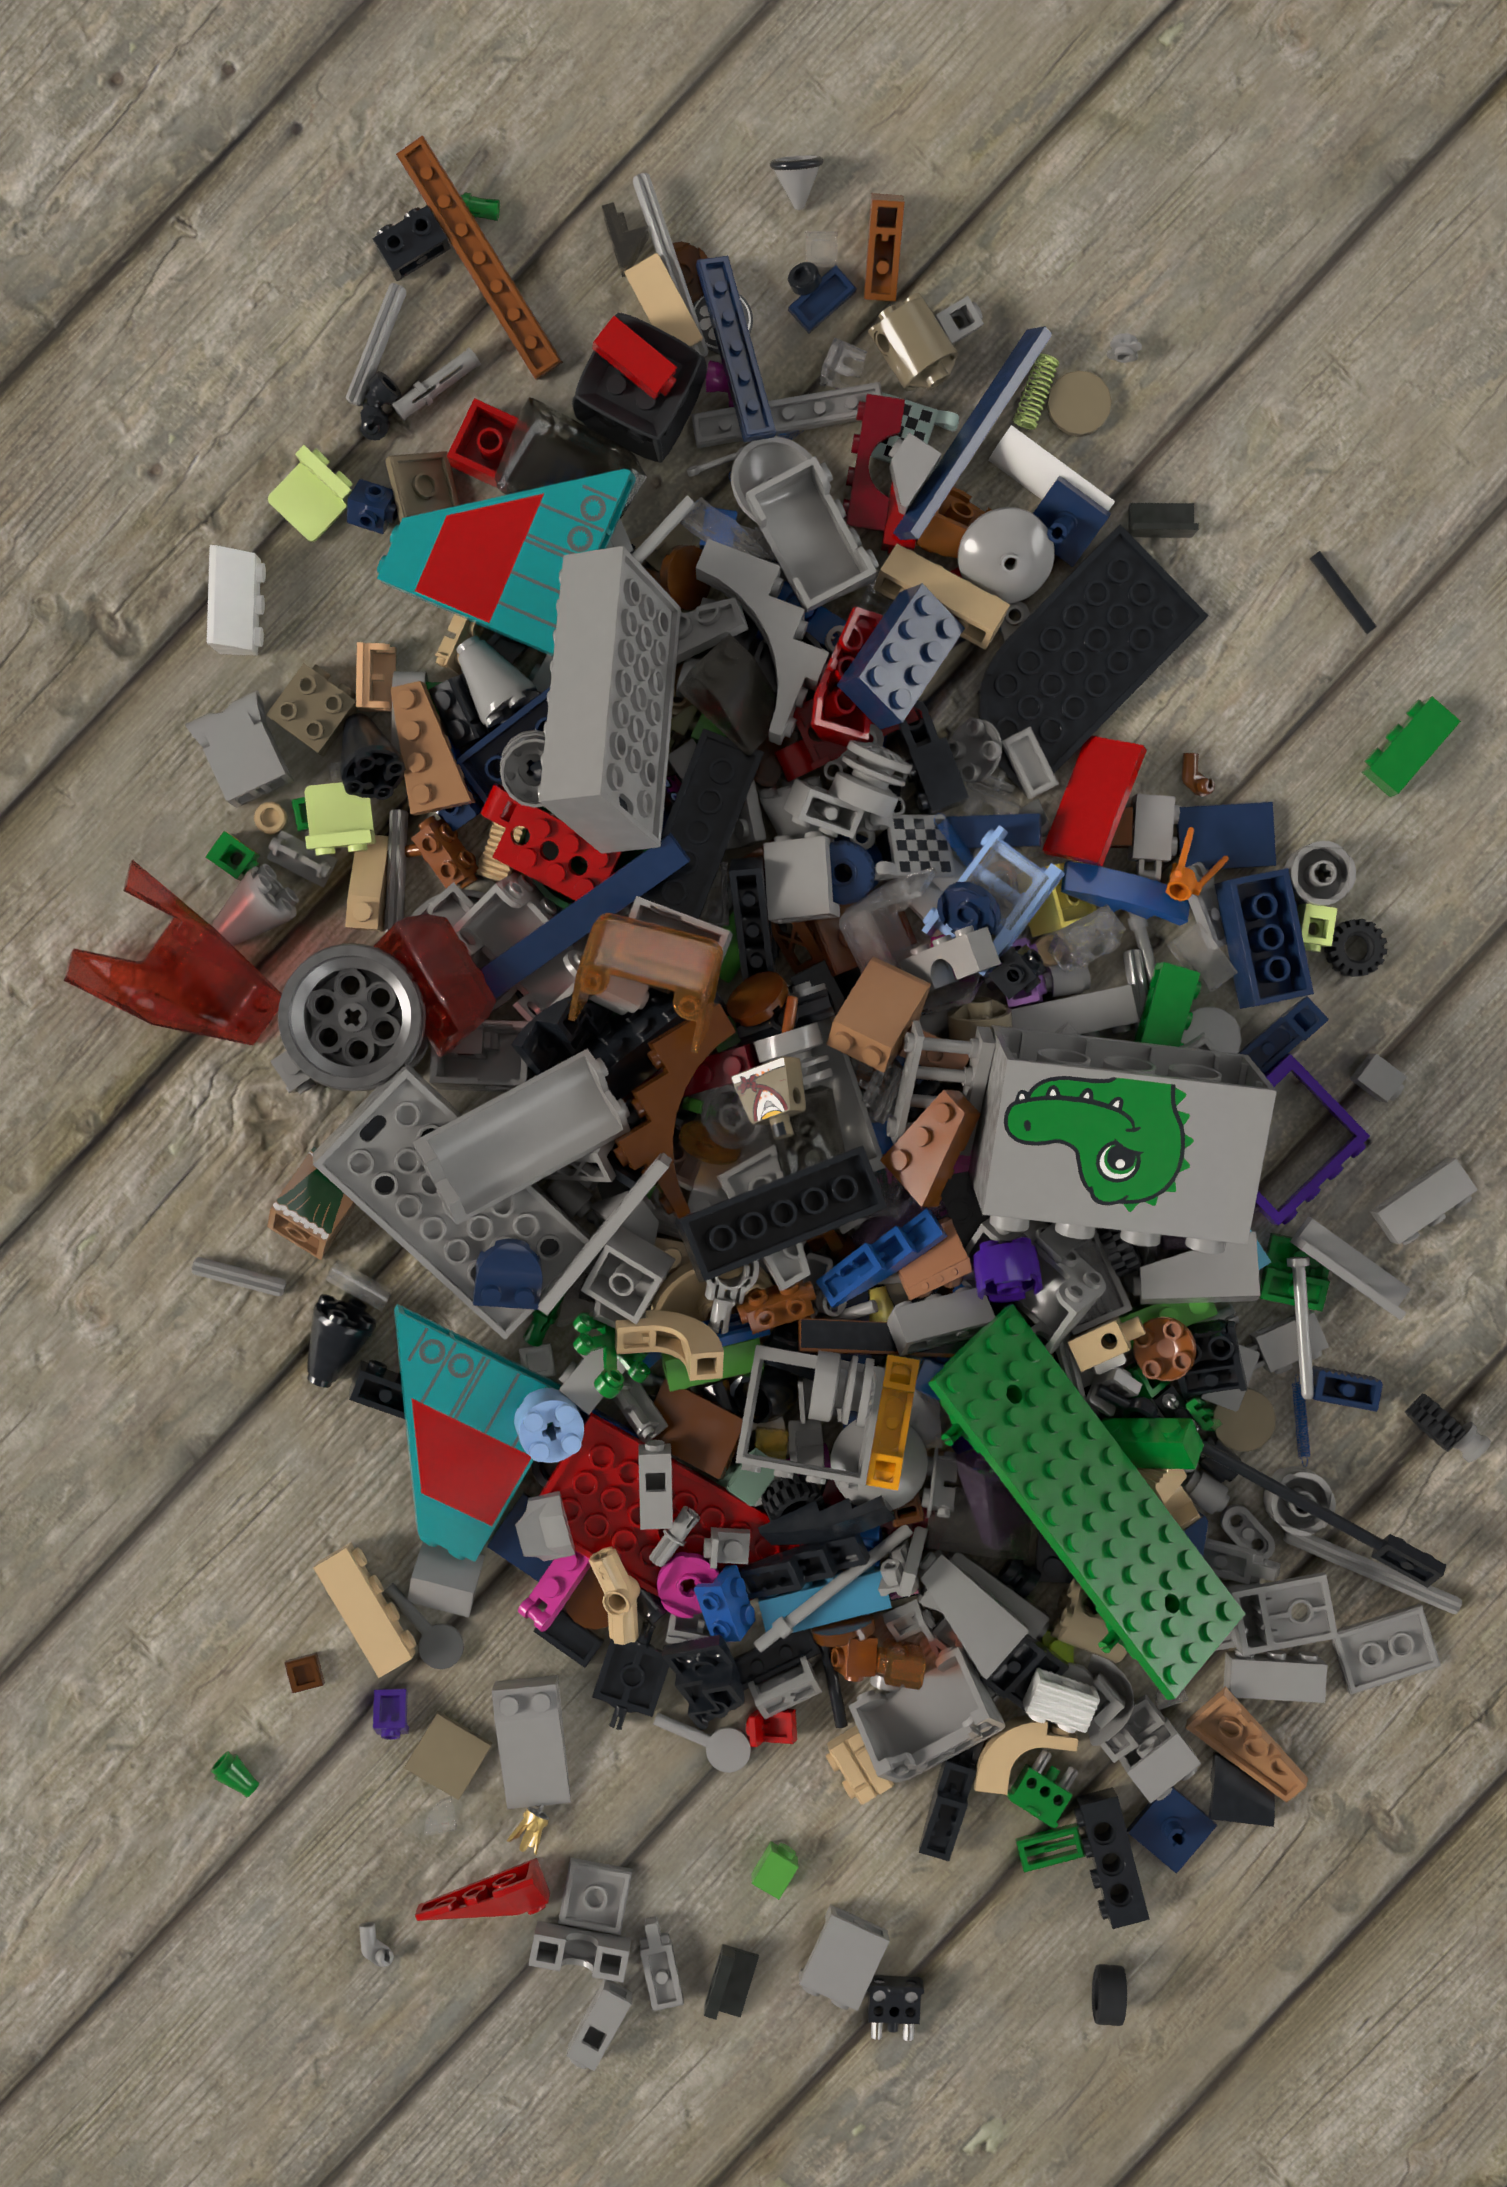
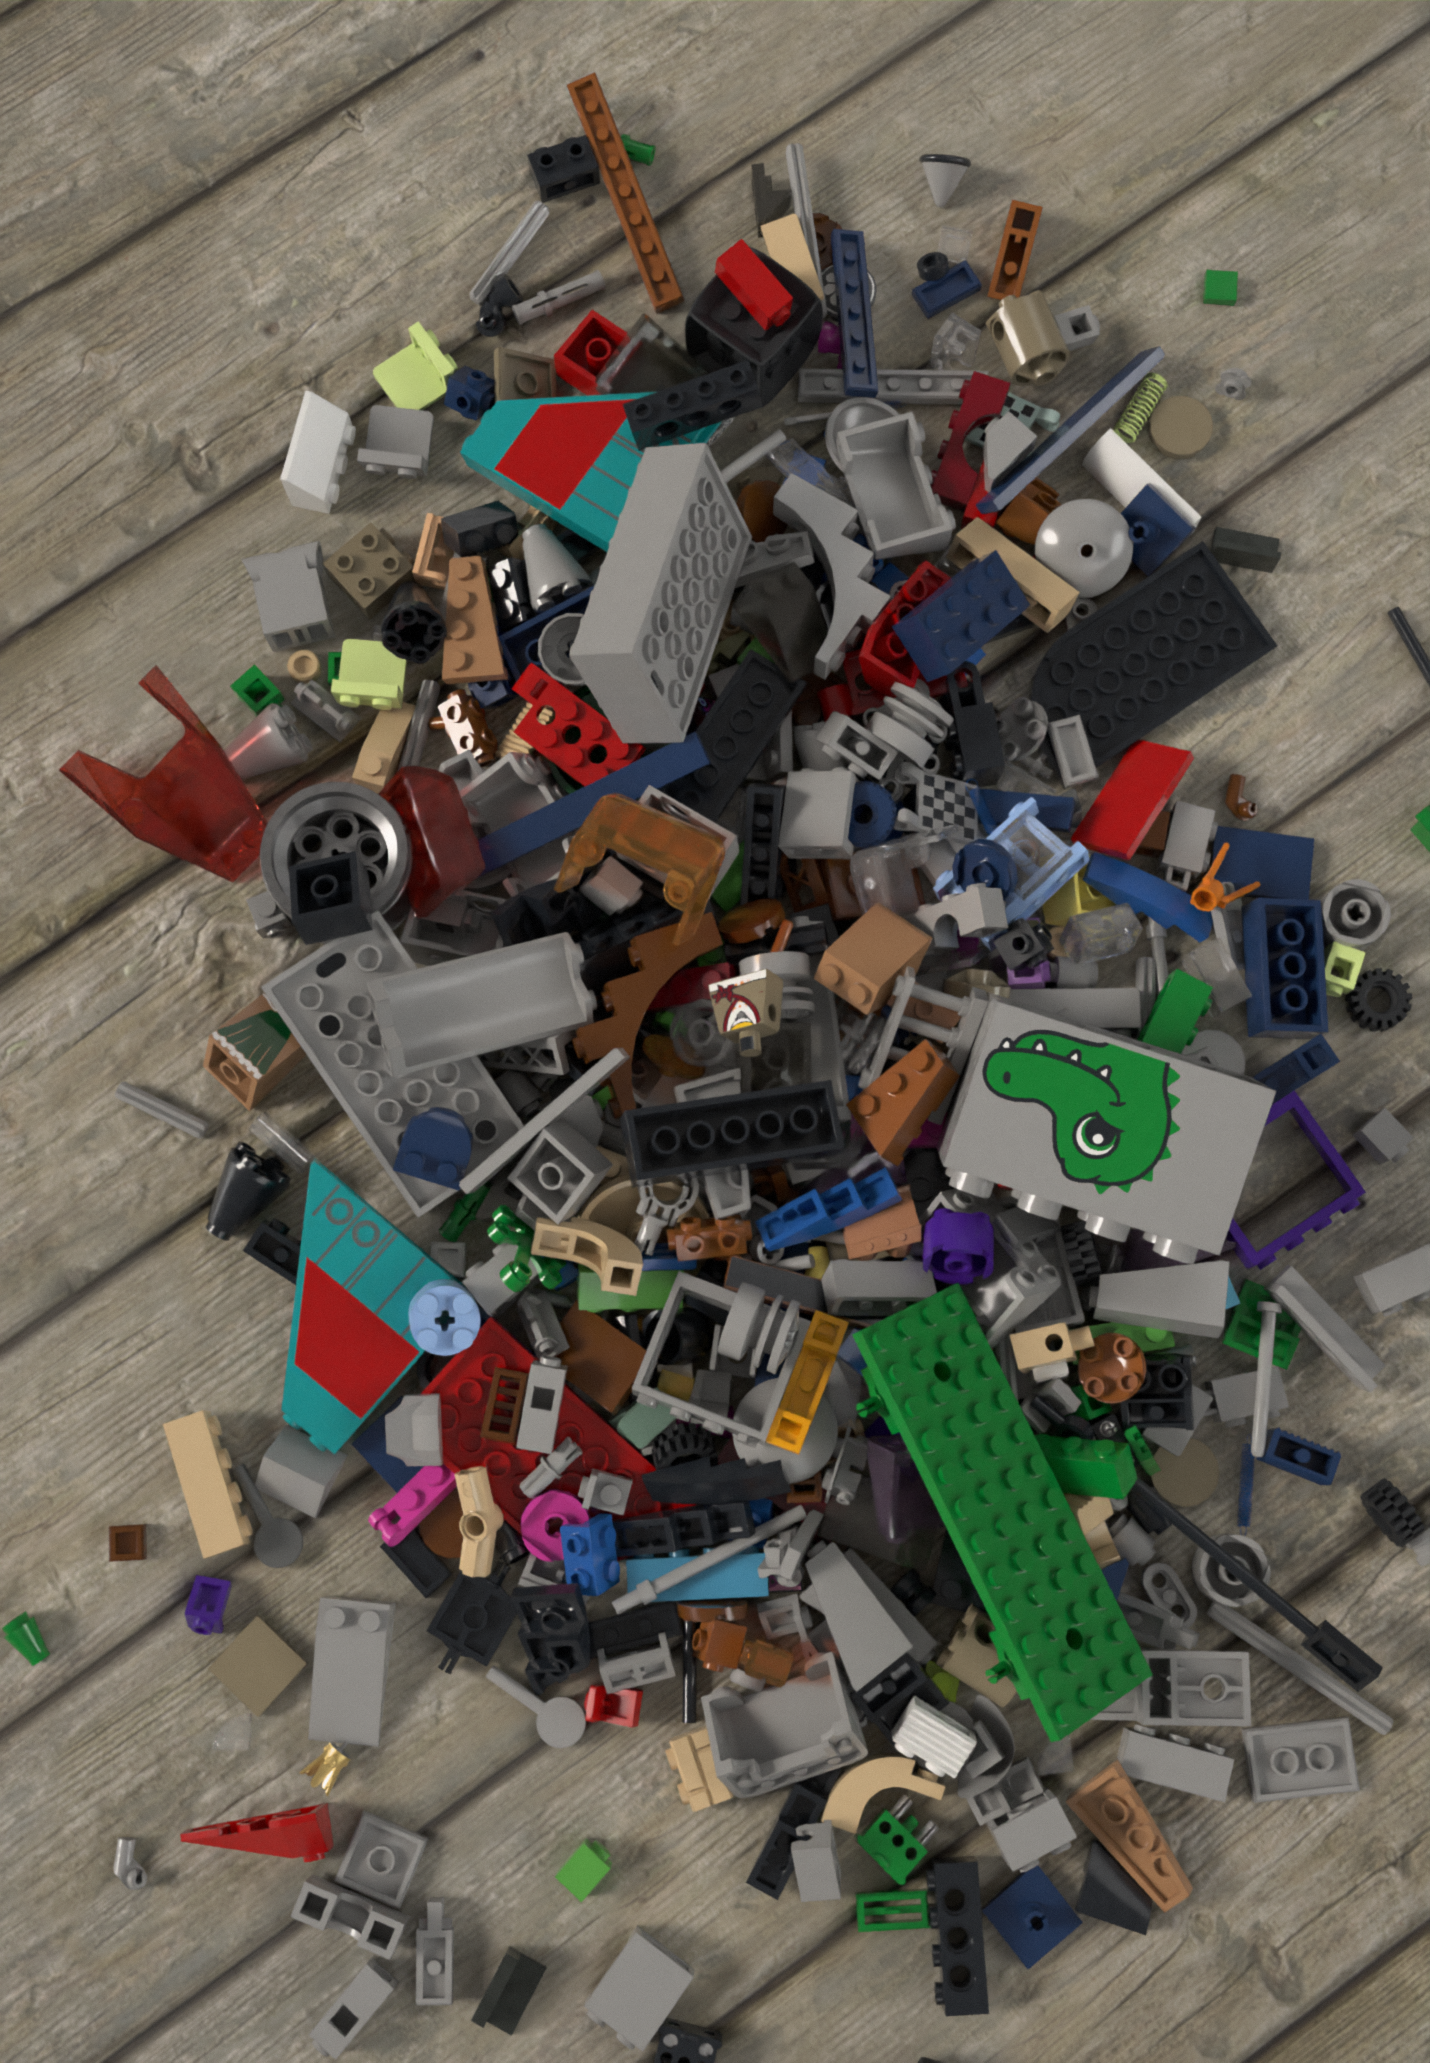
camera: 10 degrees right, 10 degrees down
(310, 571) = (397, 442): none -> light grey bracket
(359, 1069) = (330, 898): none -> black brick
(412, 649) = (479, 529): none -> black brick
(599, 496) = (693, 405): none -> black brick
(621, 1518) = (489, 1418): none -> reddish brown slope
(978, 1826) = (817, 1863): none -> light grey hinge
(1094, 245) = (1220, 287): none -> green tile

